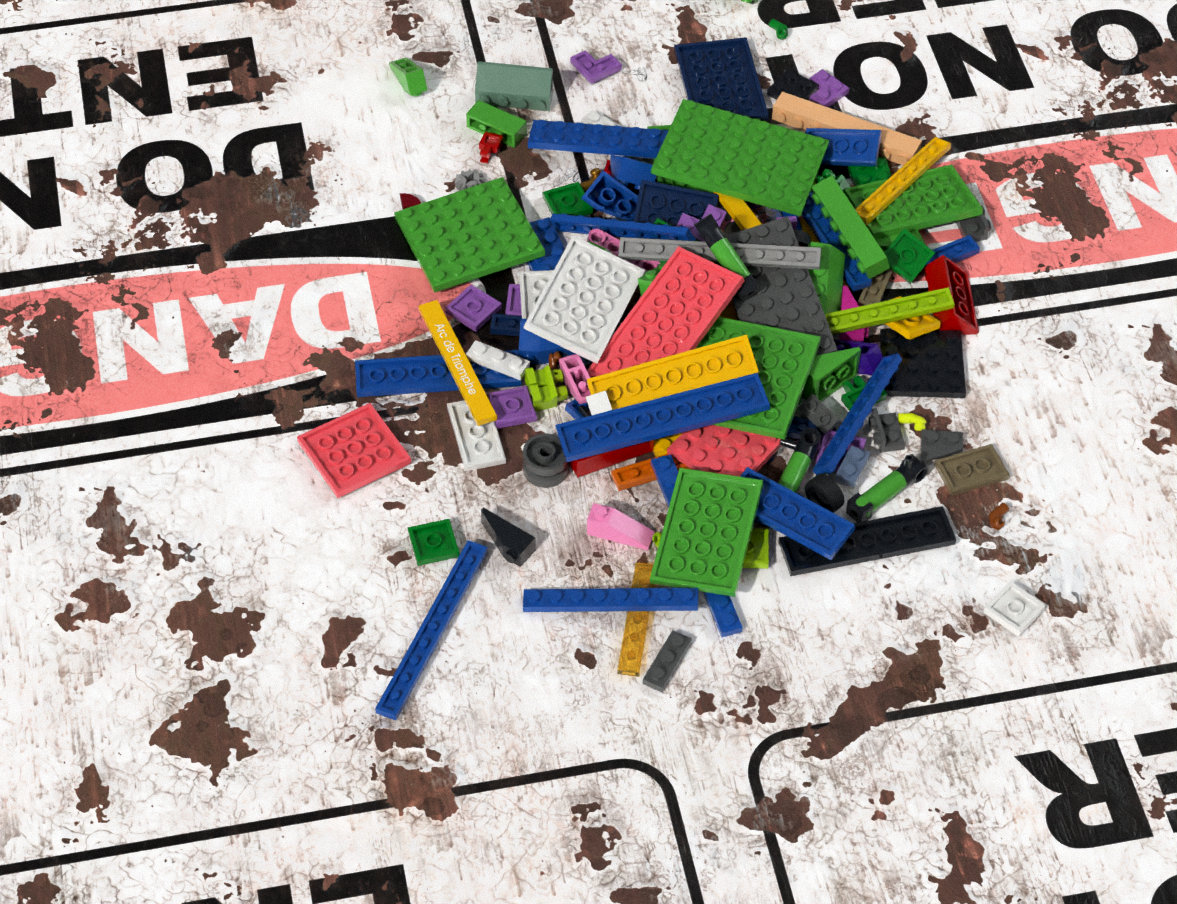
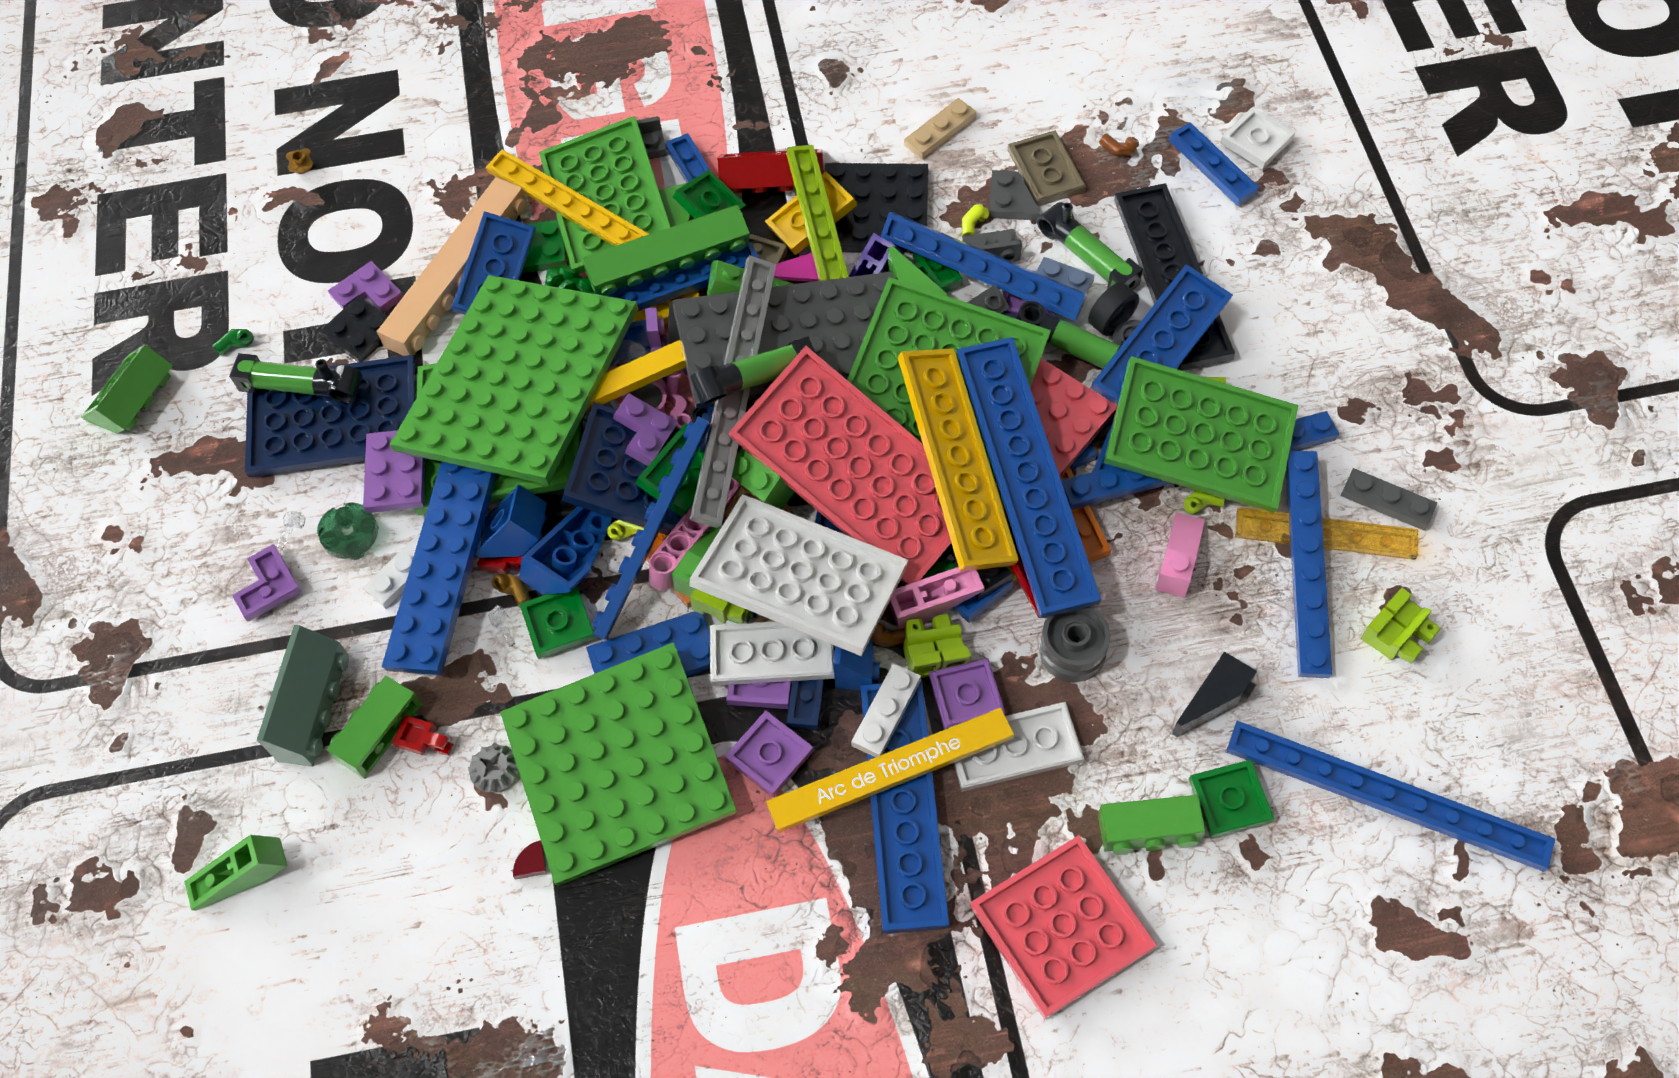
camera: 85 degrees left, 10 degrees up
(416, 495) = (1151, 824): none -> bright green brick
(559, 648) = (1396, 625): none -> lime hips
(598, 403) = (1005, 553): white tile -> none
(635, 107) = (352, 545): none -> clear green plate
(662, 111) = (391, 477): none -> medium lavender plate
(741, 55) = (340, 384): none -> piece
(937, 43) = (299, 161): none -> pearl gold plate
(983, 576) = (1214, 164): none -> blue plate
(1006, 403) = (940, 128): none -> tan plate

